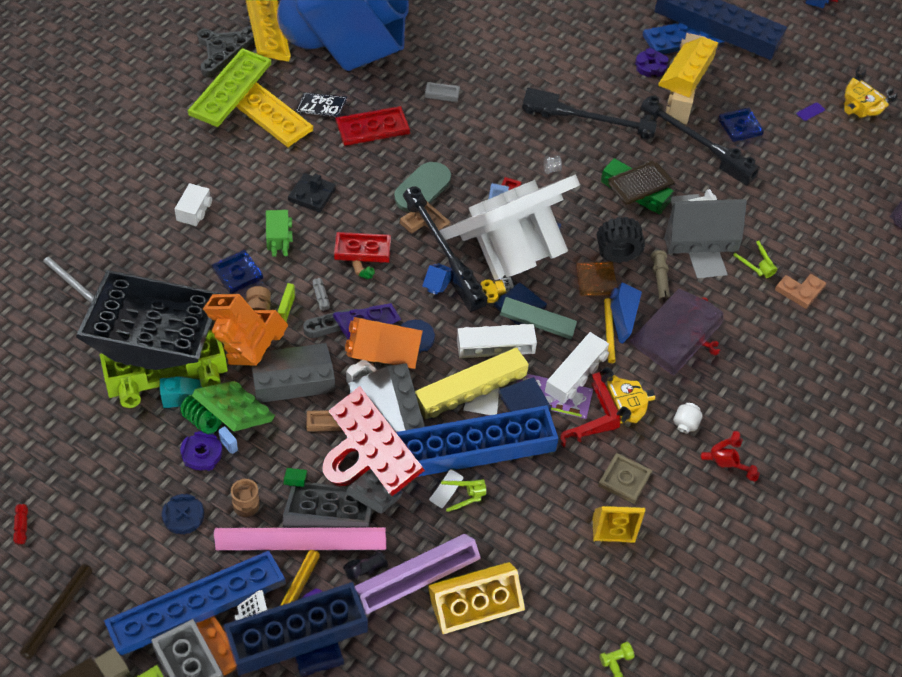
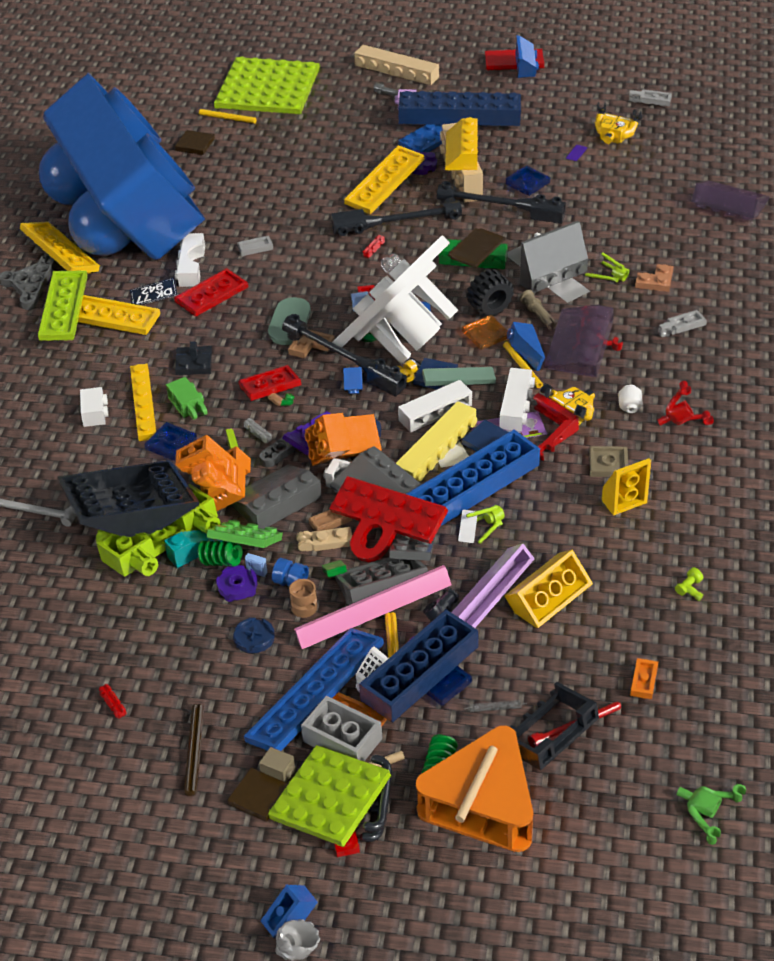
camera: 20 degrees left, 10 degrees down
(241, 217) = (143, 401): none -> yellow plate
(250, 465) = (286, 572): none -> blue wheel
(308, 440) = (324, 539): none -> tan hinge
(382, 71) = (187, 270): none -> white arch
(549, 138) = (373, 246): none -> axle
(602, 69) = (384, 179): none -> yellow plate
(794, 353) = (682, 323): none -> light grey hinge

